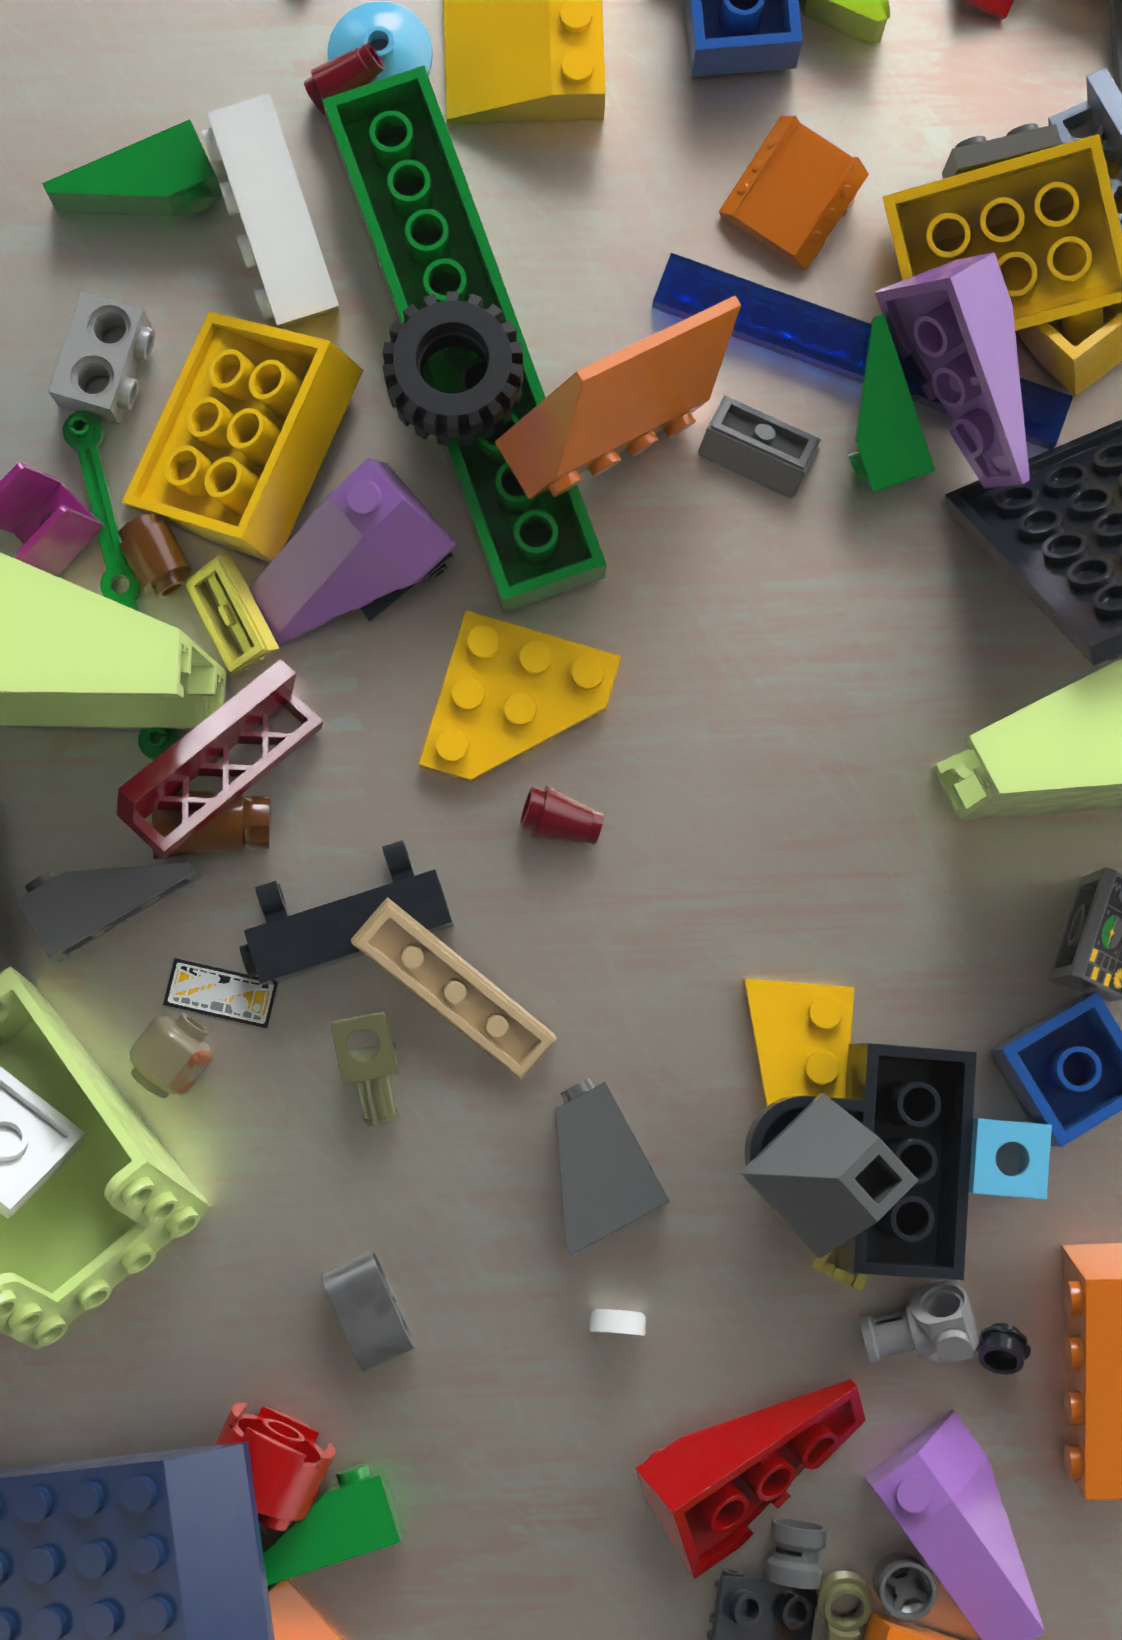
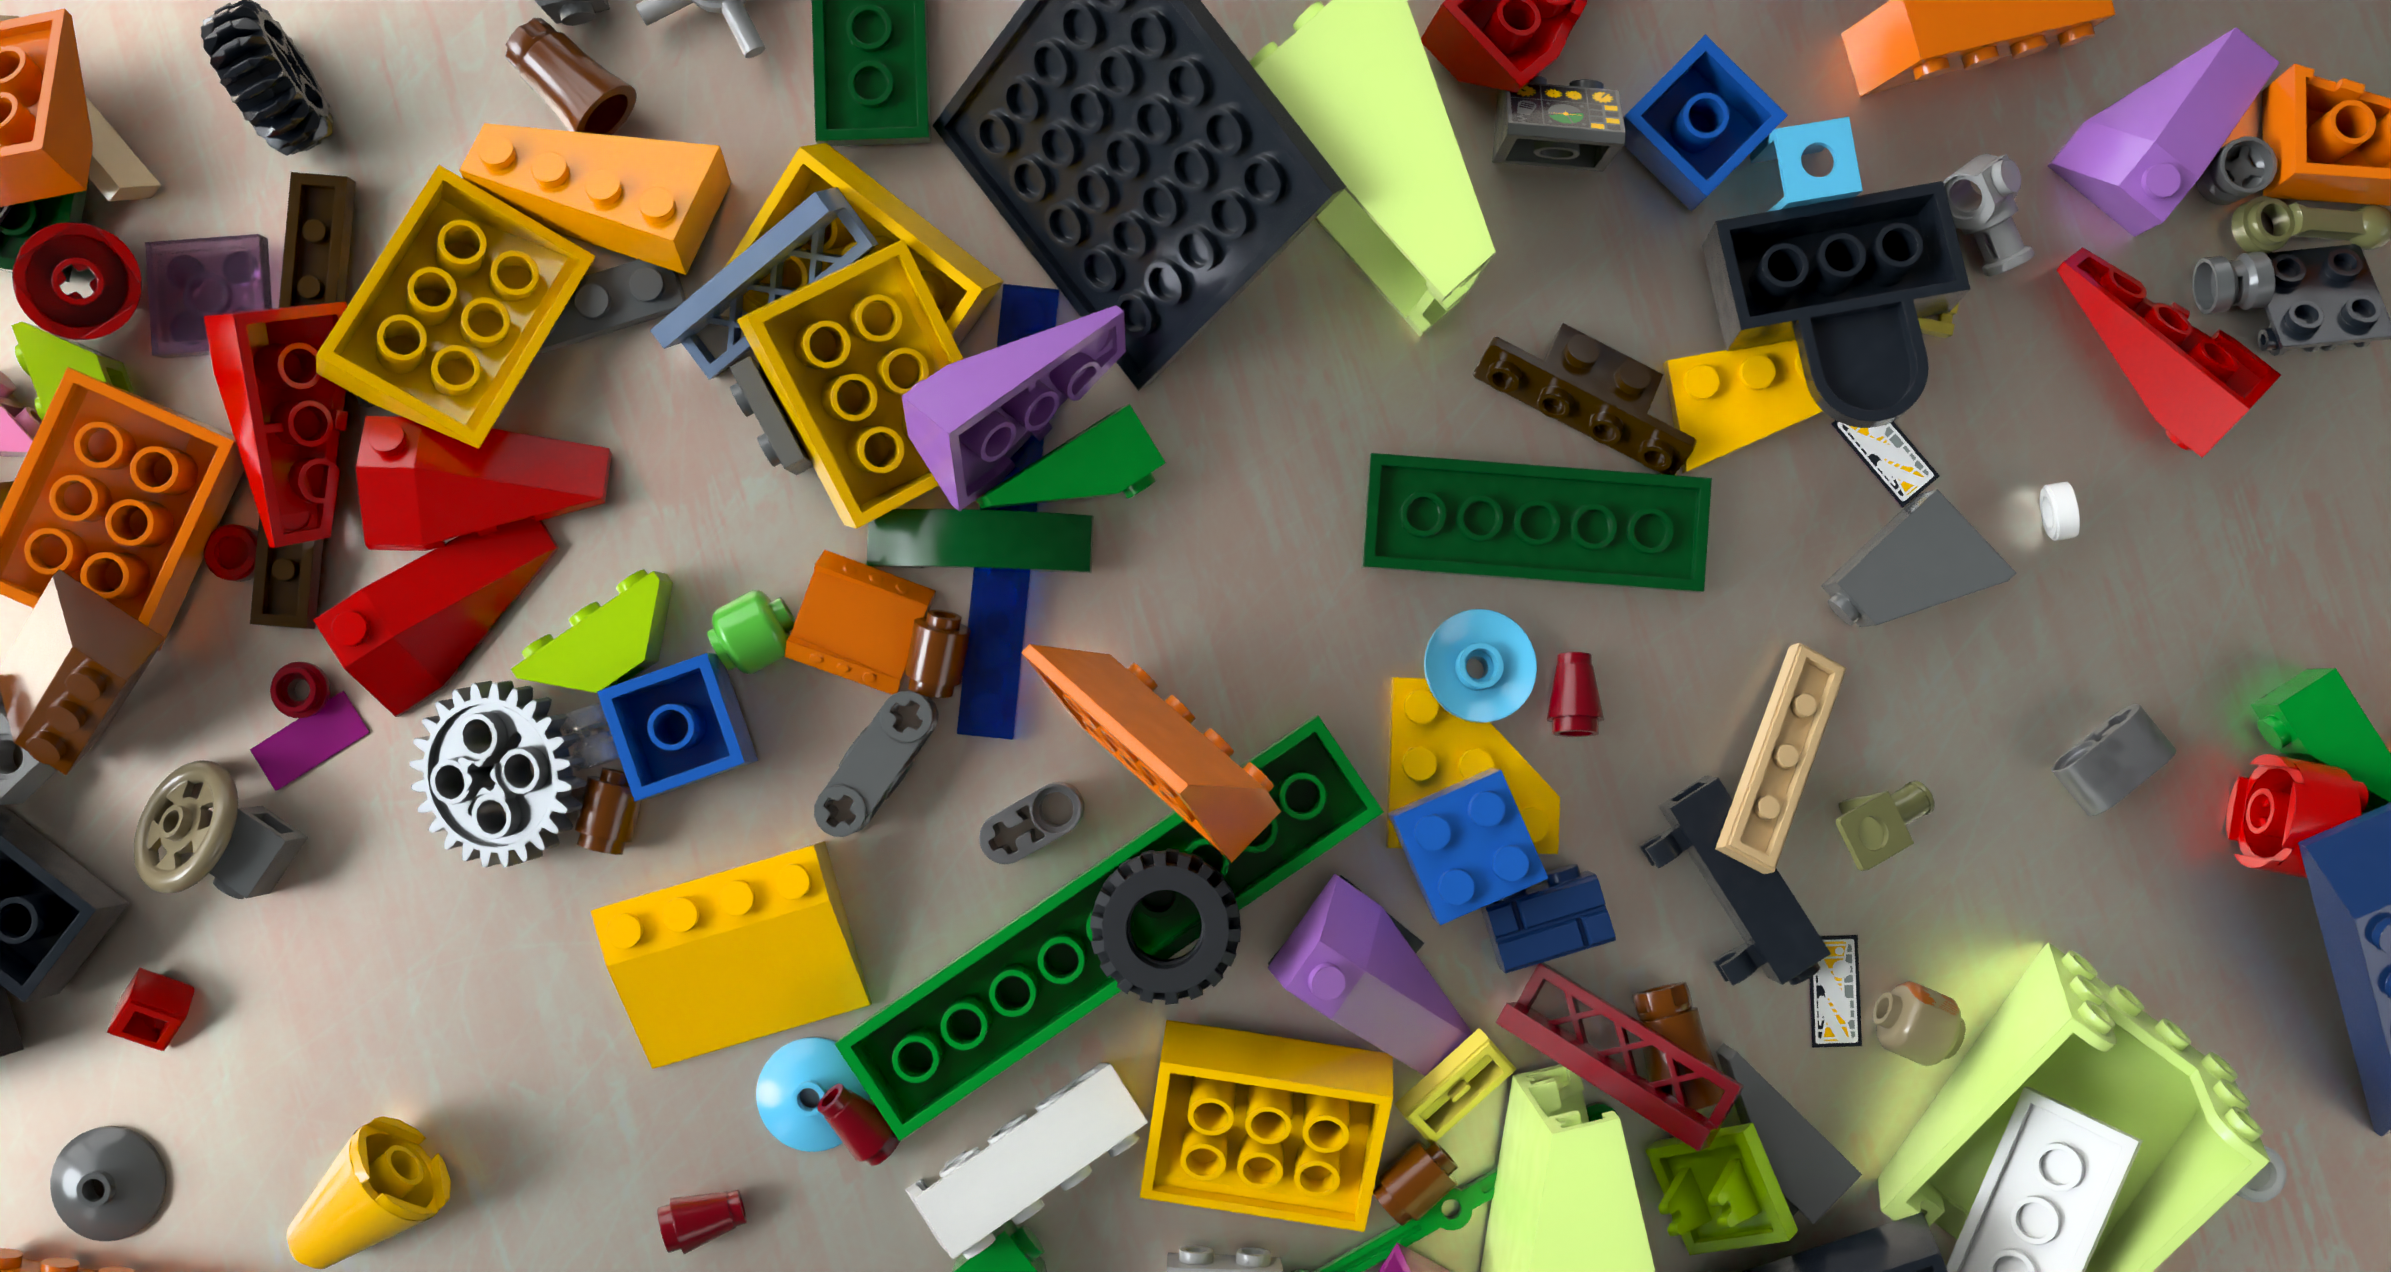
camera: 100 degrees left, 5 degrees up
(67, 823) = (1722, 1193): none -> lime plate
(361, 735) = (1549, 920): none -> dark blue brick
(450, 669) = (1467, 845): none -> blue brick
(584, 300) = (1027, 842): none -> flat silver beam
(639, 742) = (1502, 651): none -> medium azure dish
(663, 174) = (875, 764): none -> dark grey piece
(707, 1181) = (1890, 459): none -> sticker
(731, 824) = (1536, 522): none -> dark green plate
(748, 251) = (937, 654): none -> reddish brown brick
(758, 446) = (1135, 592): dark grey slope -> none
(810, 91) = (751, 631): none -> bright green head
(828, 1176) = (1896, 335): dark grey slope -> none
(841, 319) = (981, 540): none -> dark green slope
(843, 908) = (1590, 392): none -> dark brown bracket
(1002, 1349) = (1982, 129): black plate -> none

